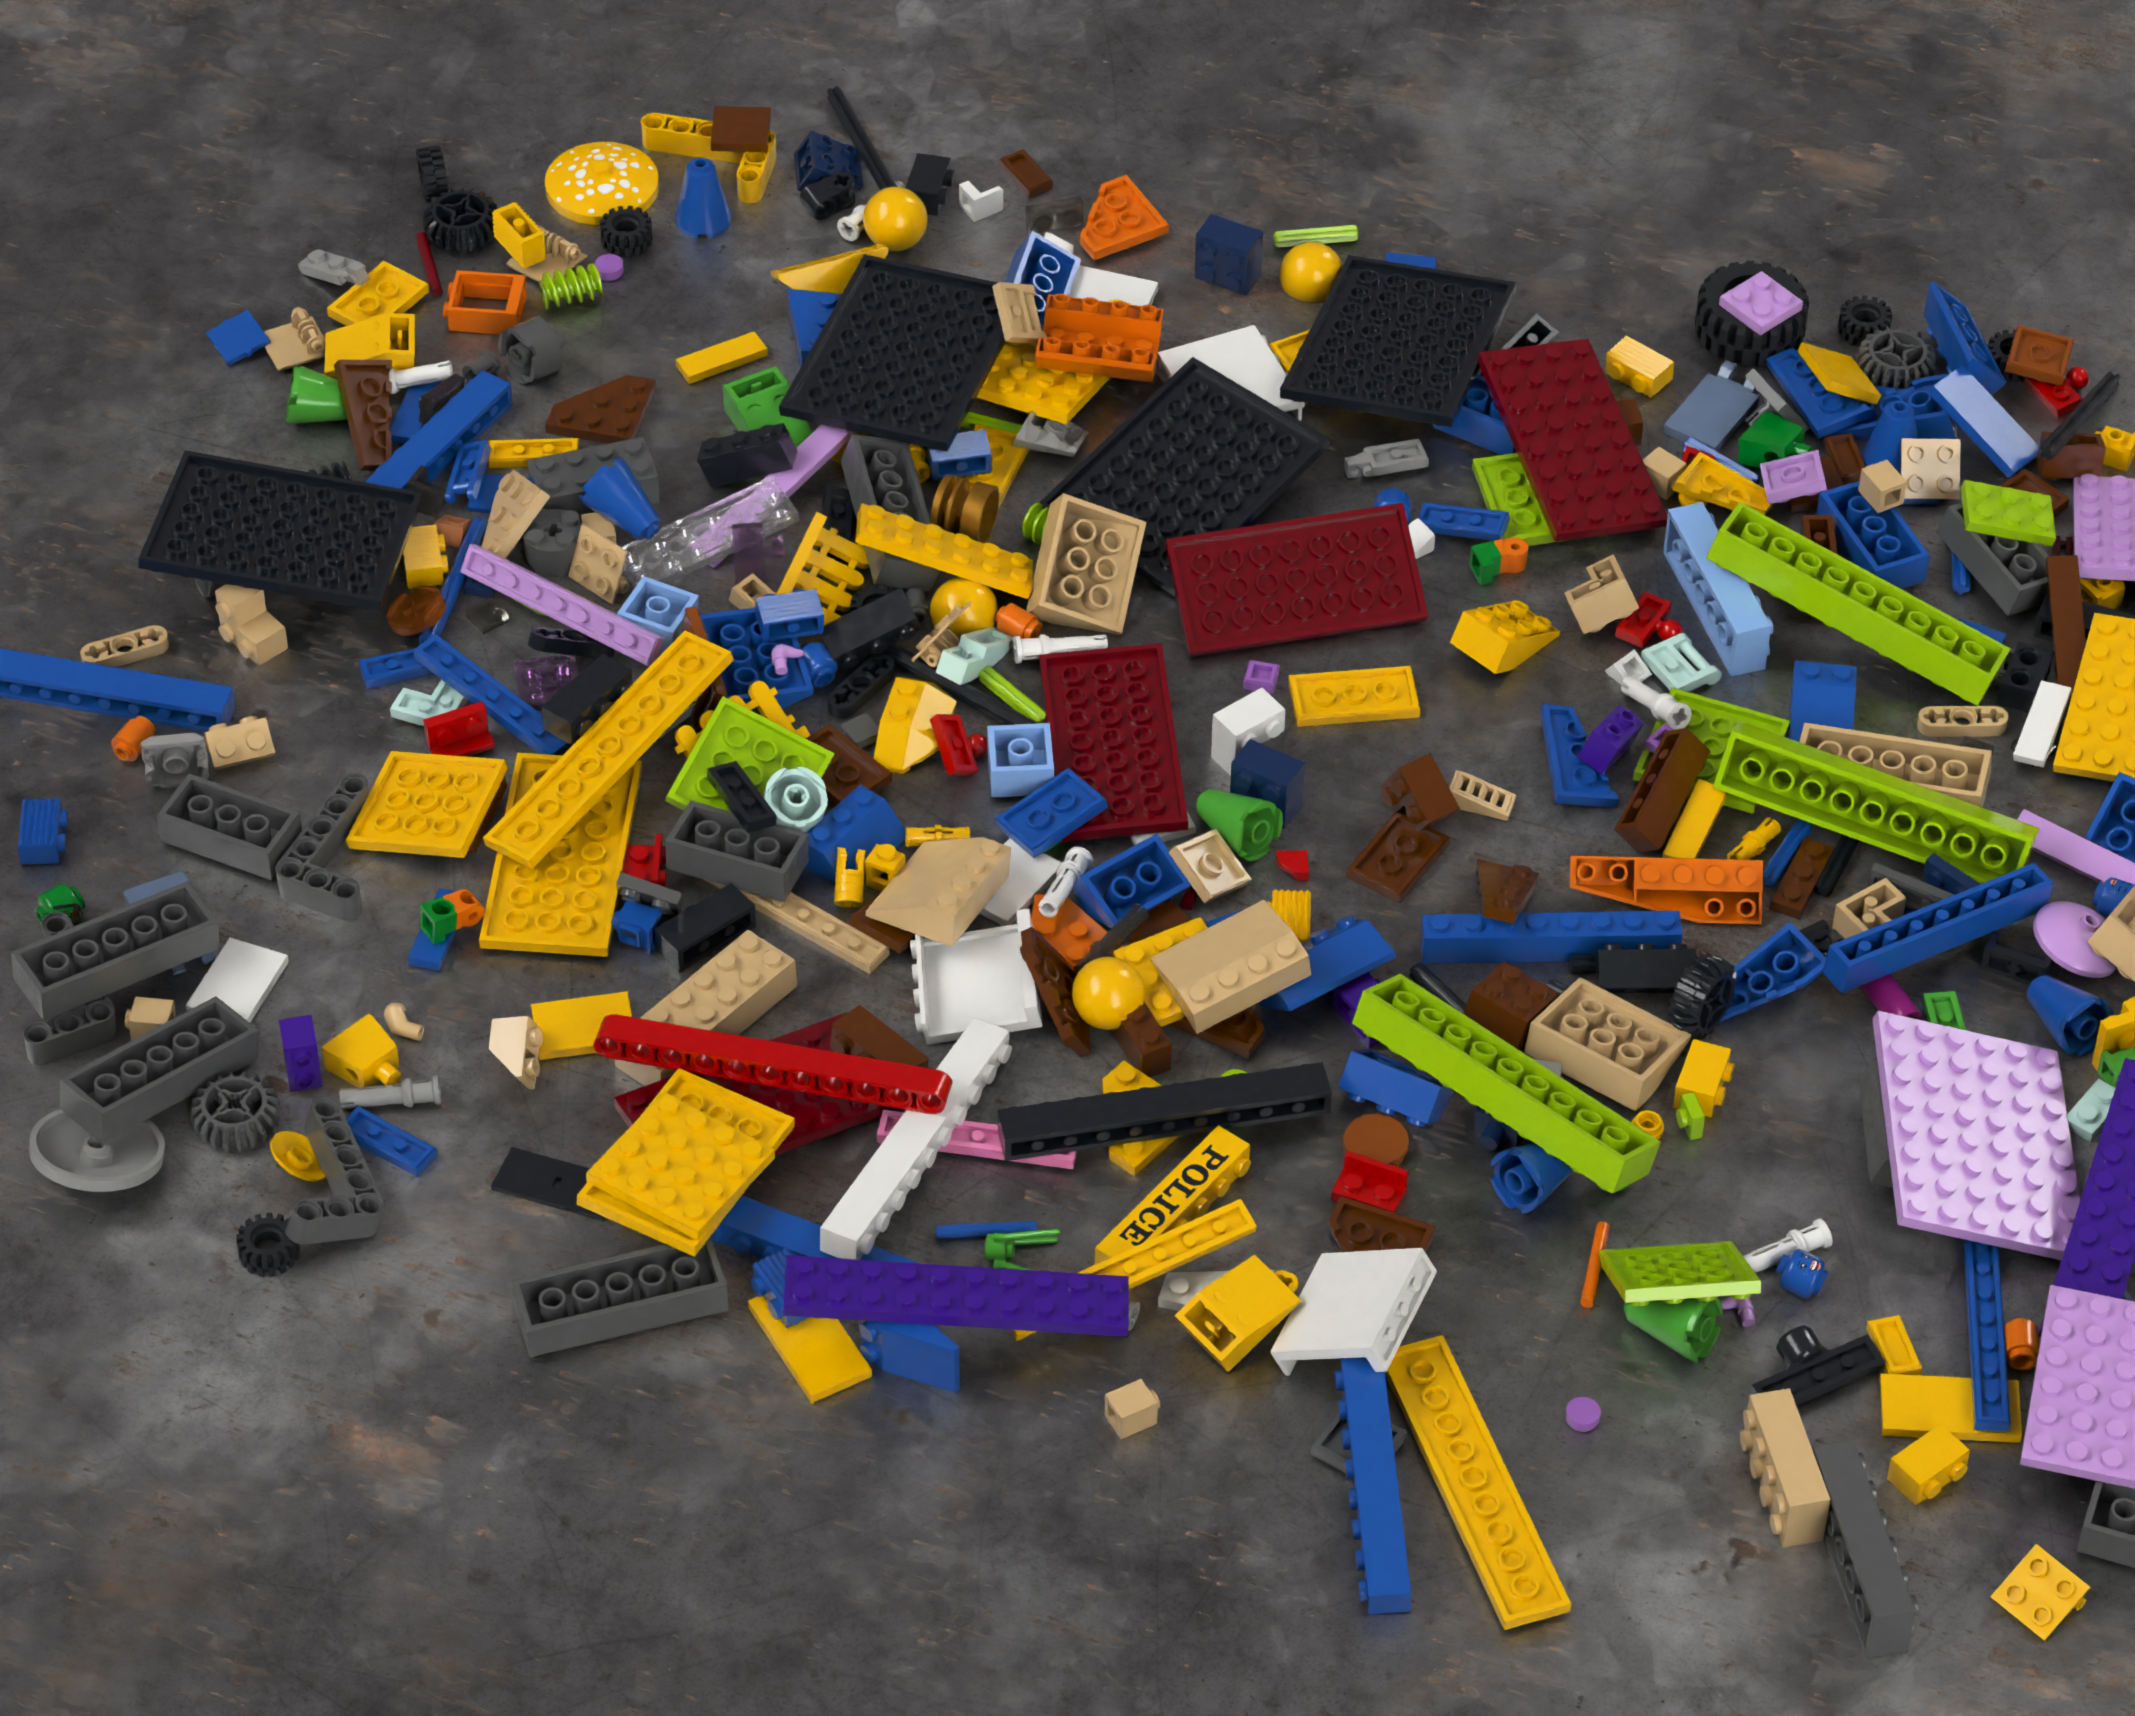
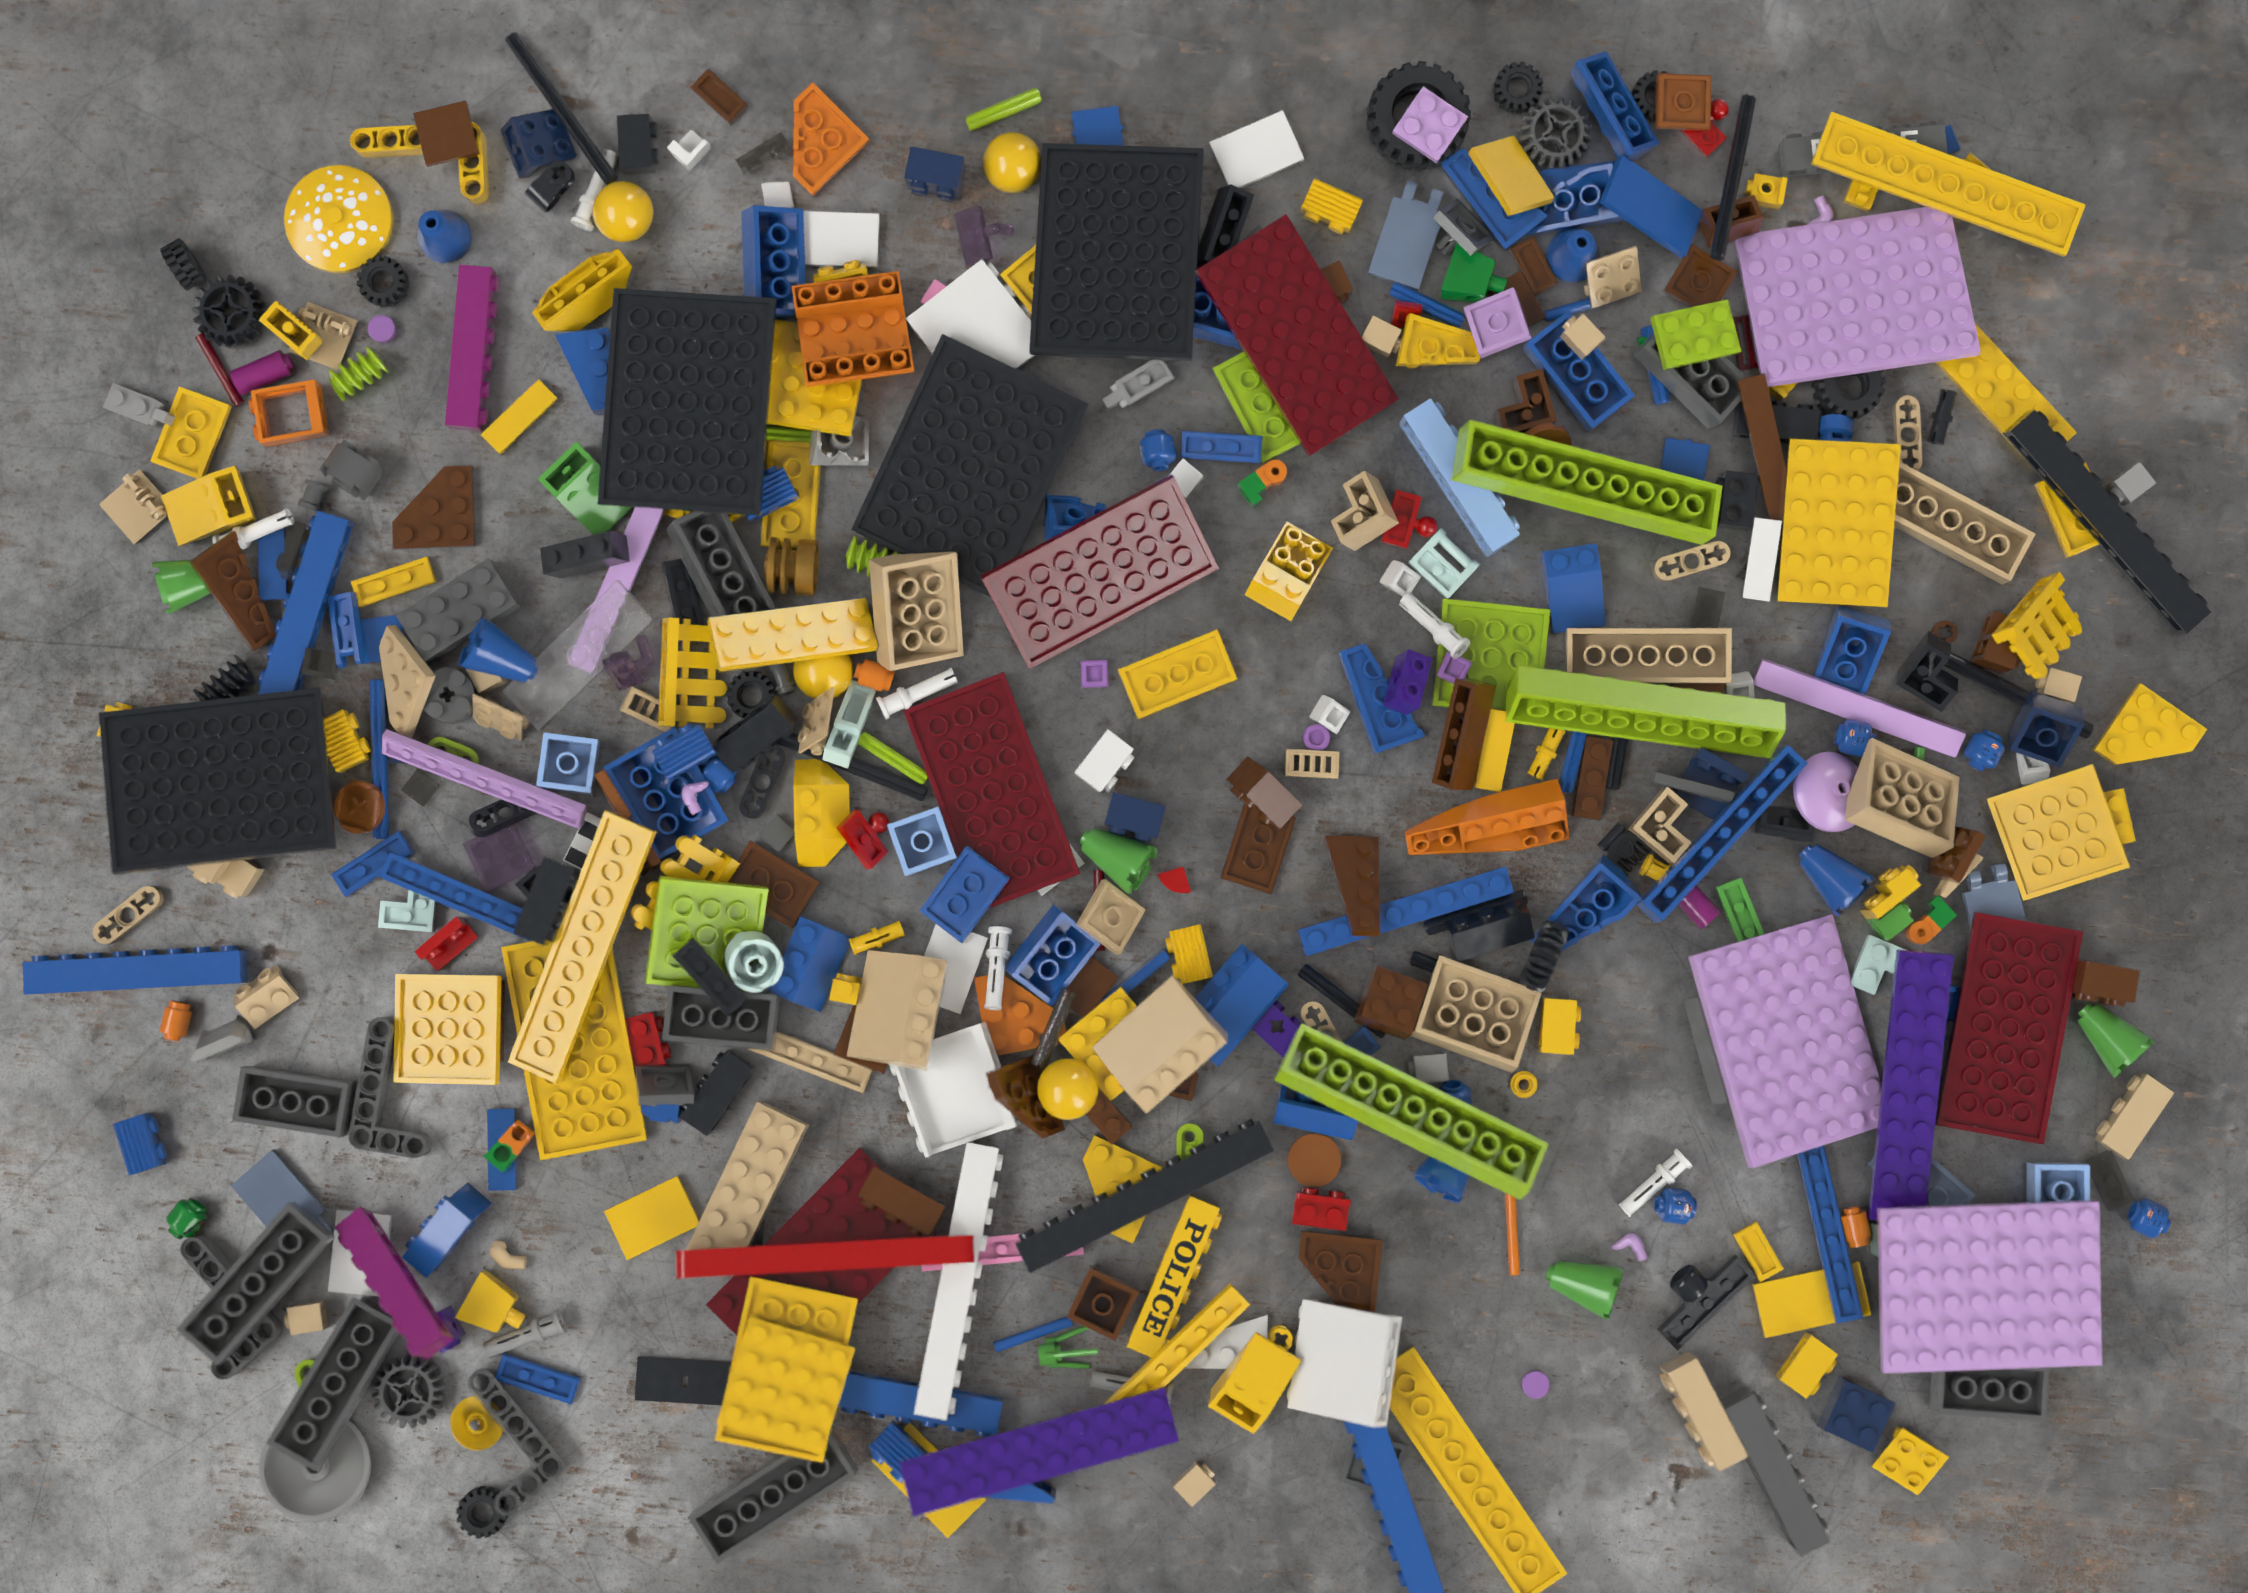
camera: 15 degrees left, 40 degrees up
(238, 337) = (84, 514): blue piece -> none
(270, 981) = (393, 1283): none -> magenta brick
(344, 972) = (444, 1229): none -> blue wedge
(453, 528) = (355, 694): nougat slope -> none
(478, 263) = (262, 372): none -> magenta brick
(517, 1046) = (609, 1269): tan slope -> none
(694, 294) = (471, 347): none -> magenta brick
(849, 882) = (821, 1014): yellow hinge -> none
(1018, 312) = (773, 342): tan plate -> none
(1080, 1204) = (1102, 1303): none -> reddish brown brick
(1254, 308) = (975, 234): none -> clear purple plate
(1495, 775) = (1316, 737): none -> medium lavender tile
(1516, 763) = (1329, 714): none -> white slope
(1577, 314) = (1257, 150): none -> white tile
(1680, 1272) = (1585, 1251): lime plate -> none
(1690, 1116) = (1556, 1069): lime plate -> none
(1980, 1525) = (1856, 1414): none -> dark blue brick

